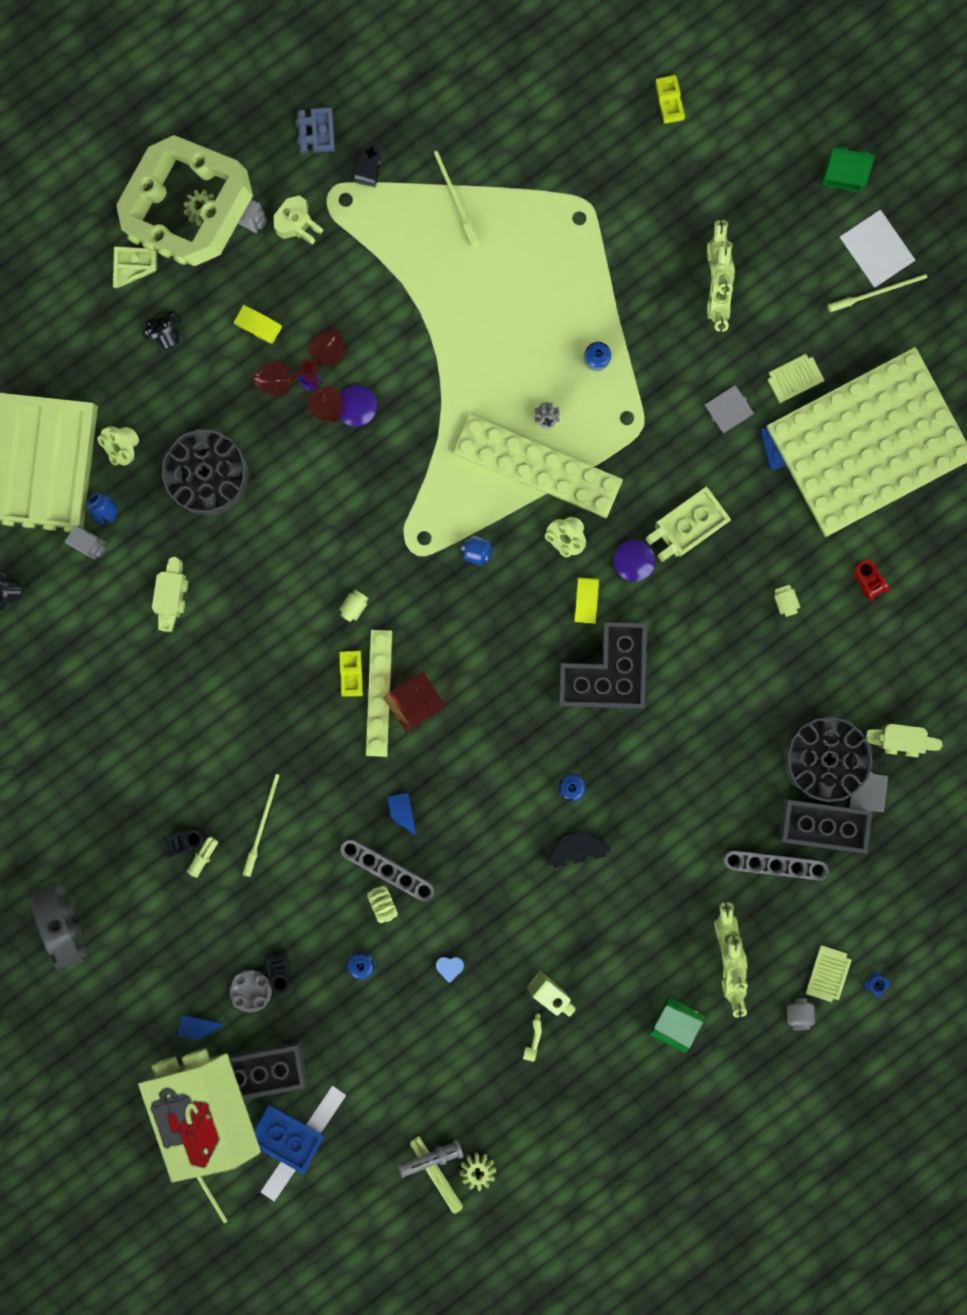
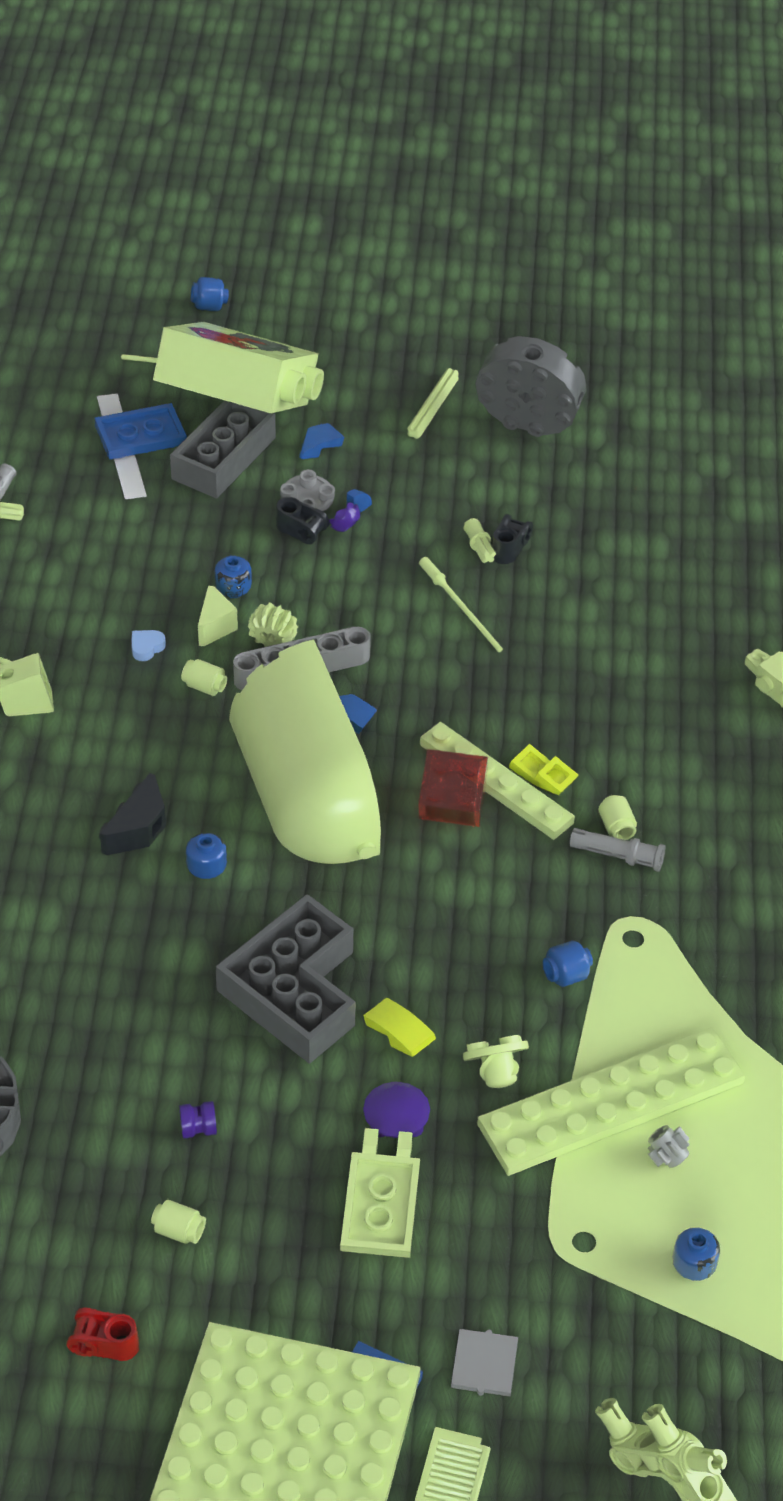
camera: 130 degrees right, 40 degrees down
(100, 992) = (432, 403): none -> yellowish green axle
(123, 1221) = (209, 294): none -> blue head
(233, 956) = (360, 498): none -> blue tile
(253, 948) = (345, 518): none -> dark purple plate
(370, 580) = (631, 851): none -> light grey pin
(398, 946) = (216, 618): none -> yellowish green slope
(448, 909) = (204, 677): none -> yellowish green brick
(468, 793) = (307, 759): none -> yellowish green panel
(730, 647) = (198, 1119): none -> dark purple wheel

